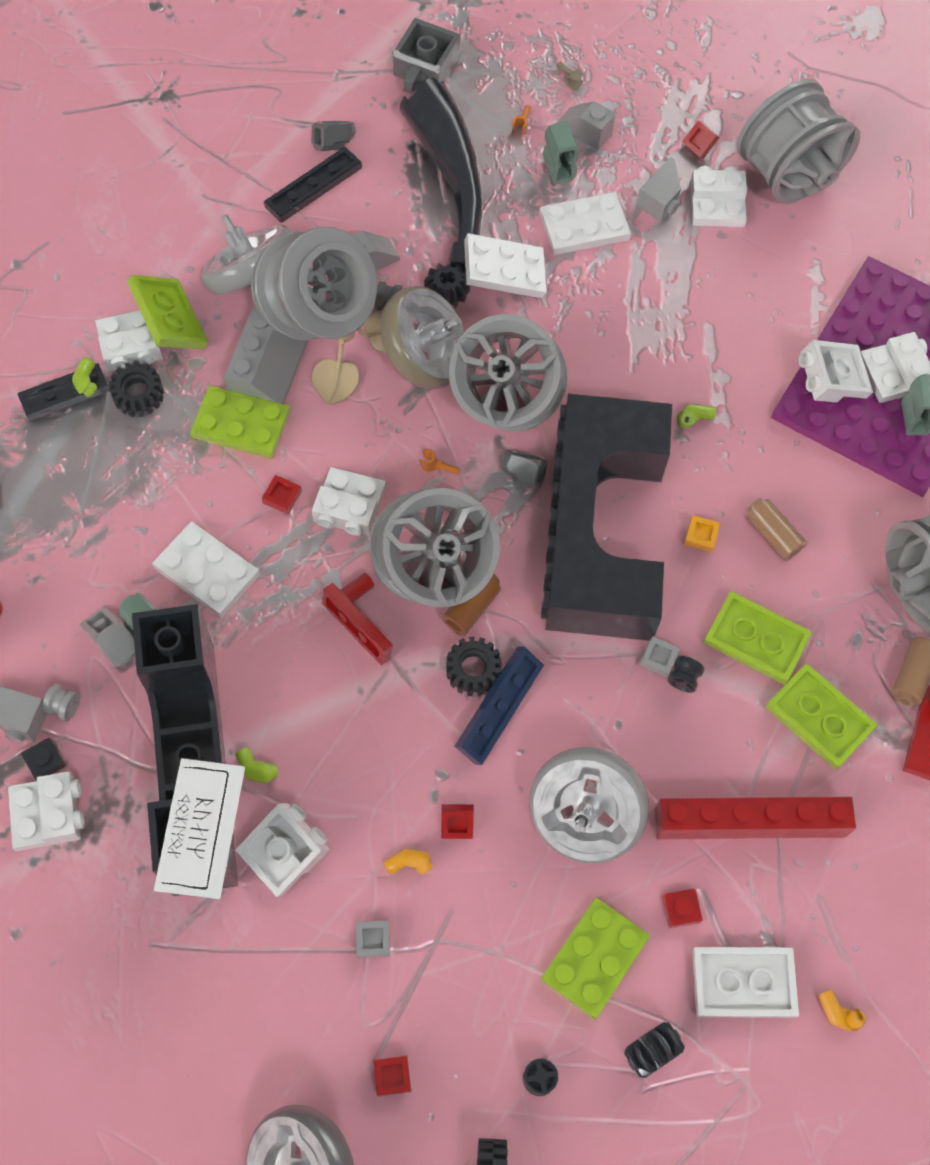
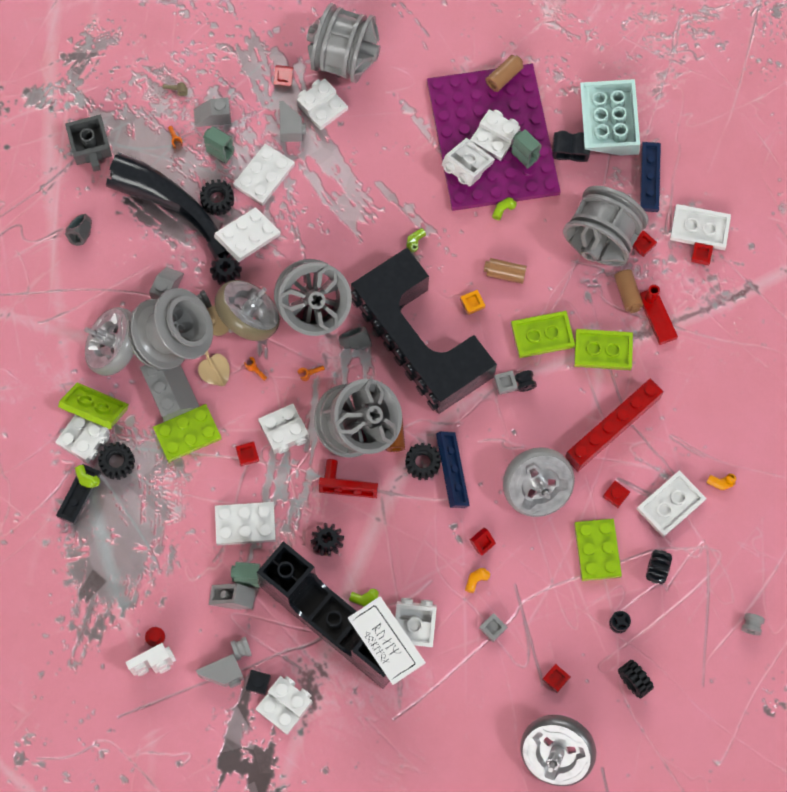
camera: 40 degrees left, 5 degrees up
(285, 655) = (323, 534): none -> black gear
(312, 184) = (95, 268): black tile -> none
(380, 410) = (253, 367): none -> orange hand
(509, 195) = (222, 206): none -> black tyre
(834, 455) = (502, 205): none -> lime arm

